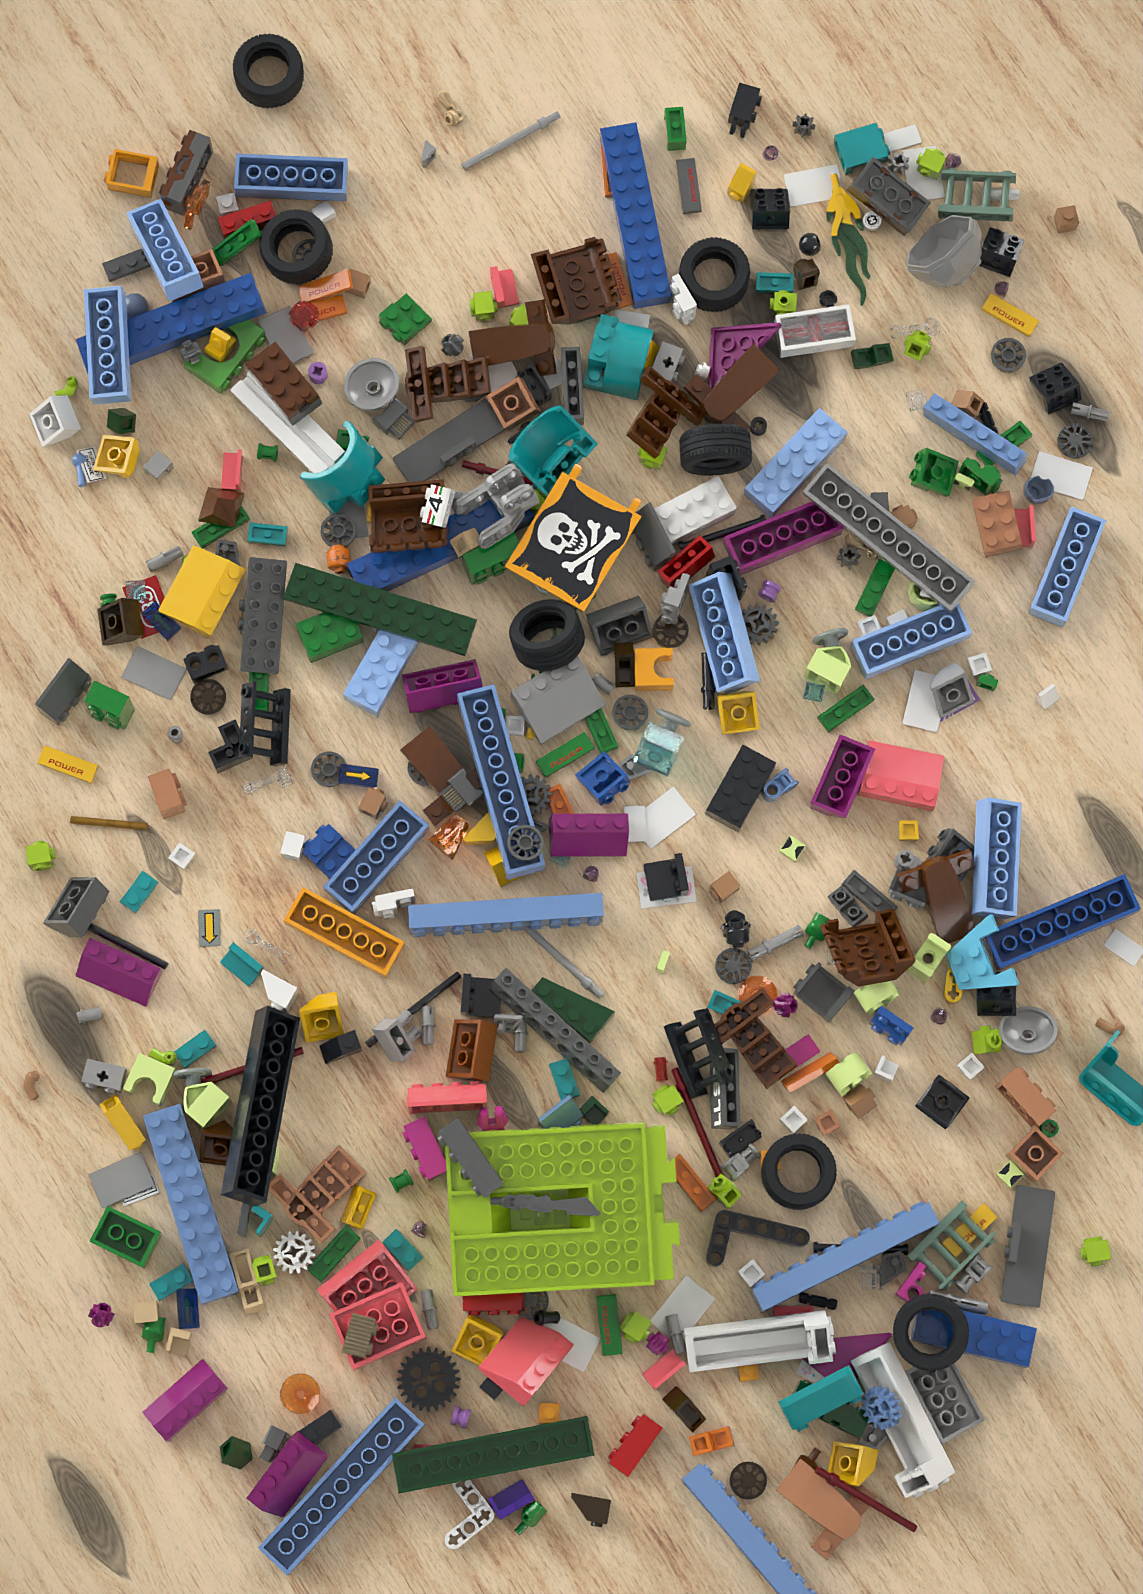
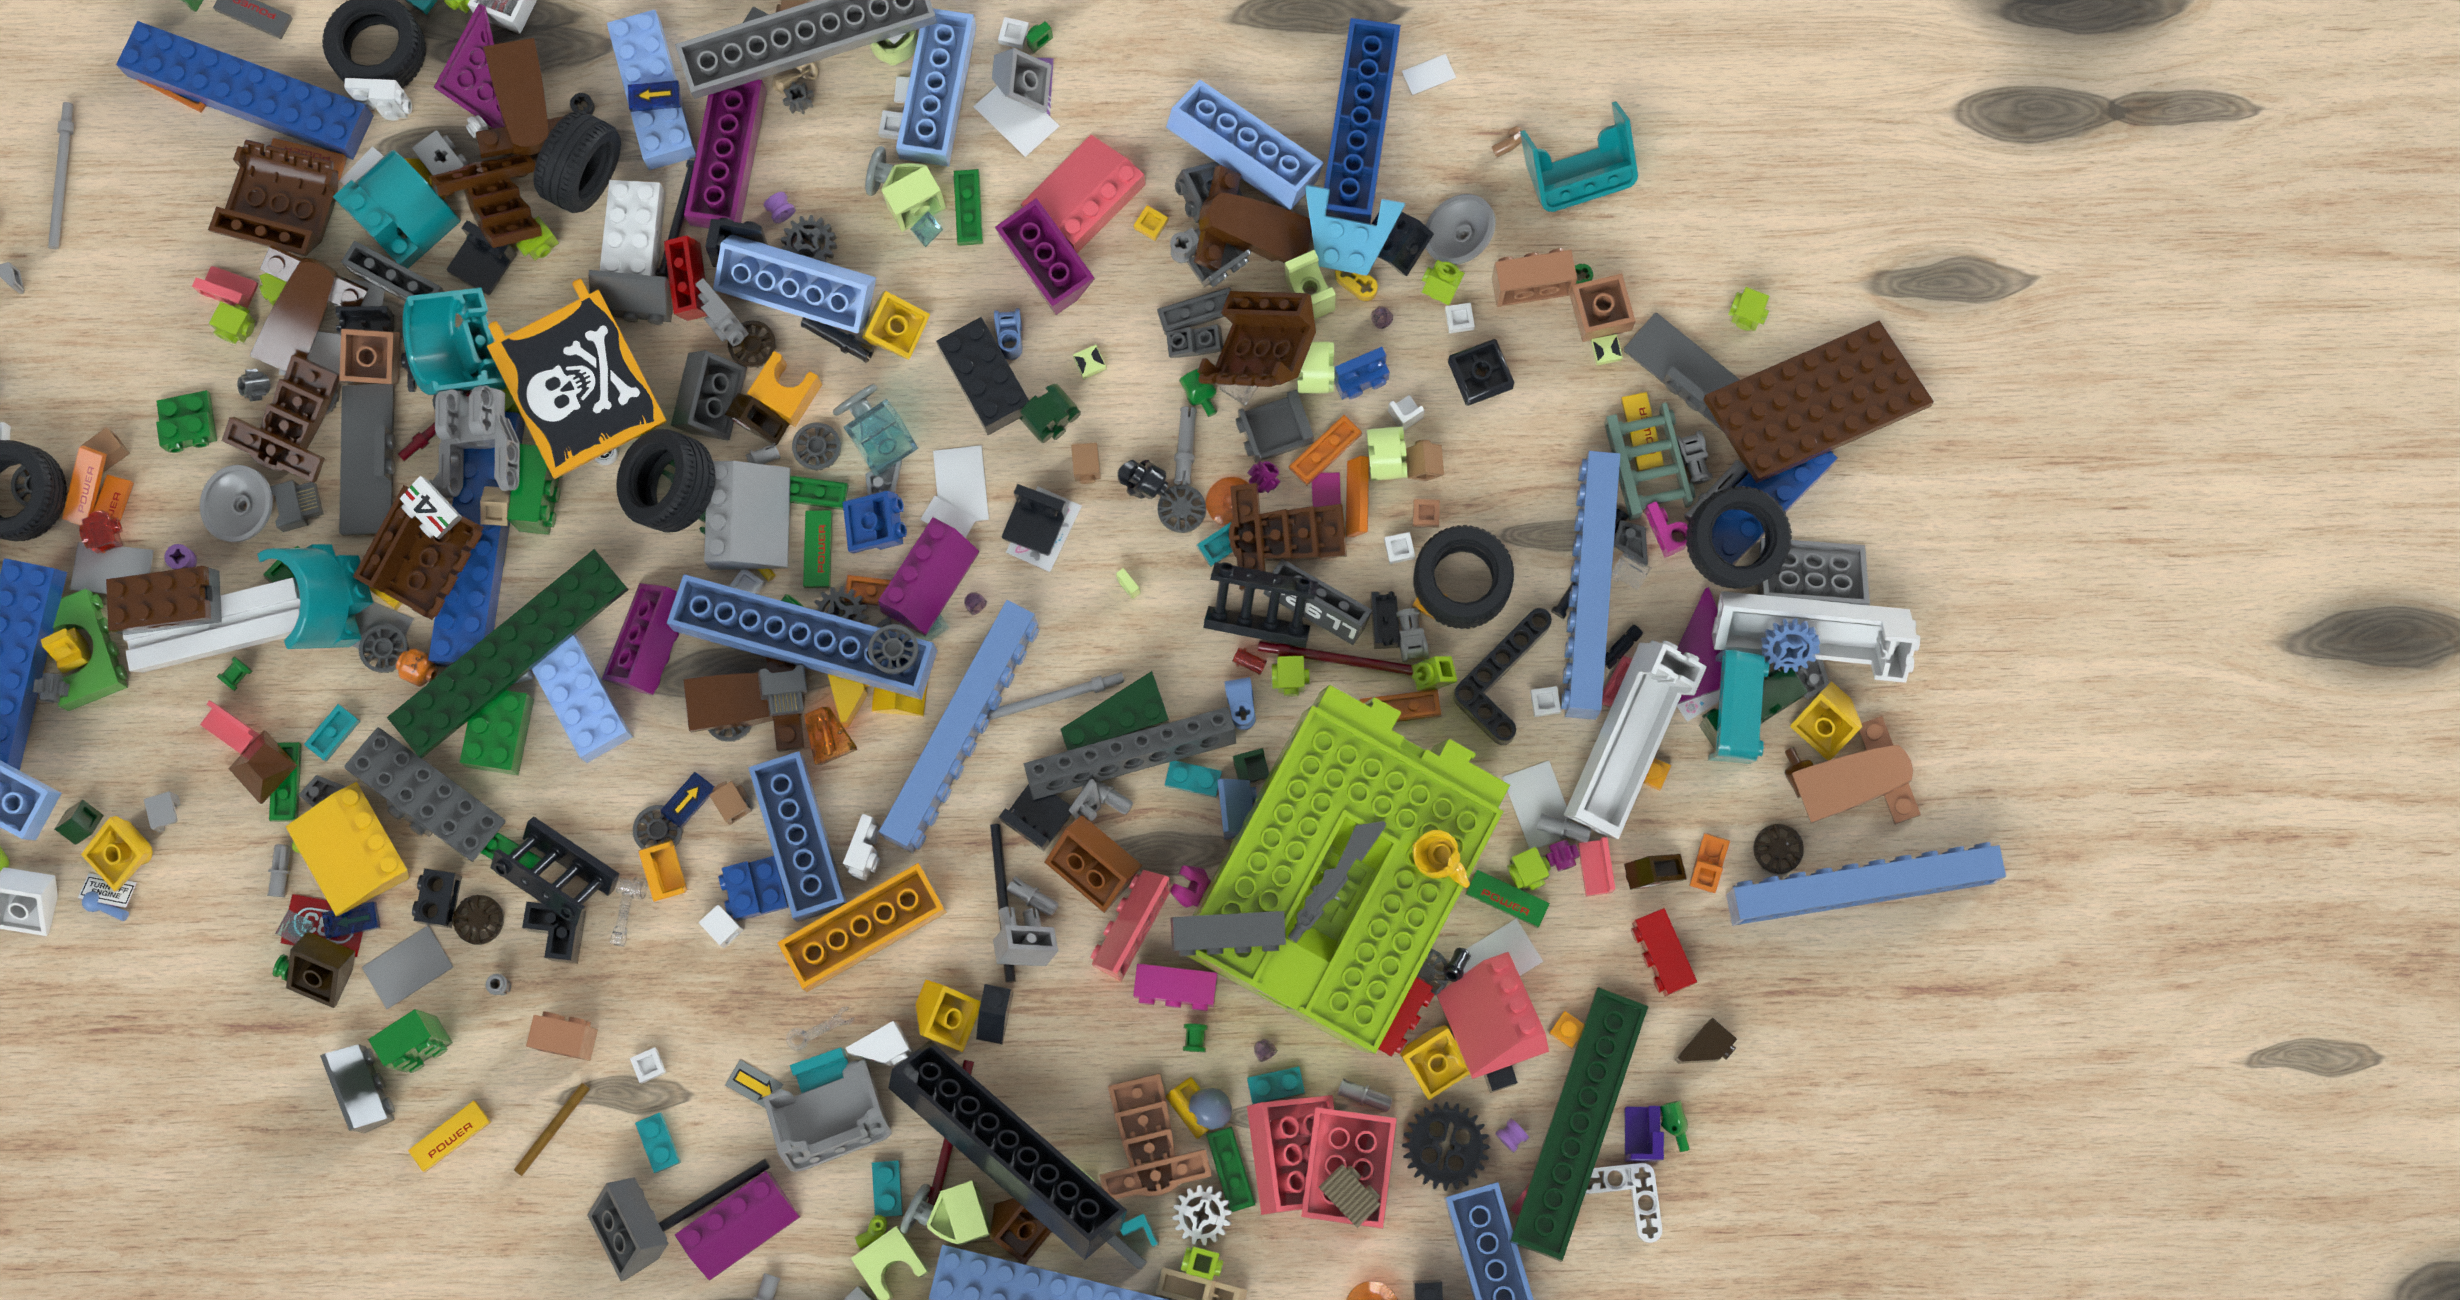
camera: 50 degrees left, 0 degrees up
(40, 856) = (537, 1236): lime brick -> none
(214, 985) = (827, 1119): none -> light grey windscreen
(305, 788) = (662, 870): none -> light orange panel
(363, 1217) = (1211, 1108): none -> sand blue hair
(597, 1260) = (1438, 857): none -> yellow hair
(614, 427) = (479, 262): none -> black bracket
(633, 1077) = (1240, 699): none -> medium blue piece
(740, 844) = (1049, 413): none -> dark green brick
(789, 468) = (654, 96): none -> clear blue tile
(828, 1033) = (1325, 450): none -> orange tile
(834, 1480) = (1841, 748): dark red bar -> none
(875, 588) = (852, 92): green plate -> none
(1059, 1332) = (1818, 401): none -> reddish brown plate

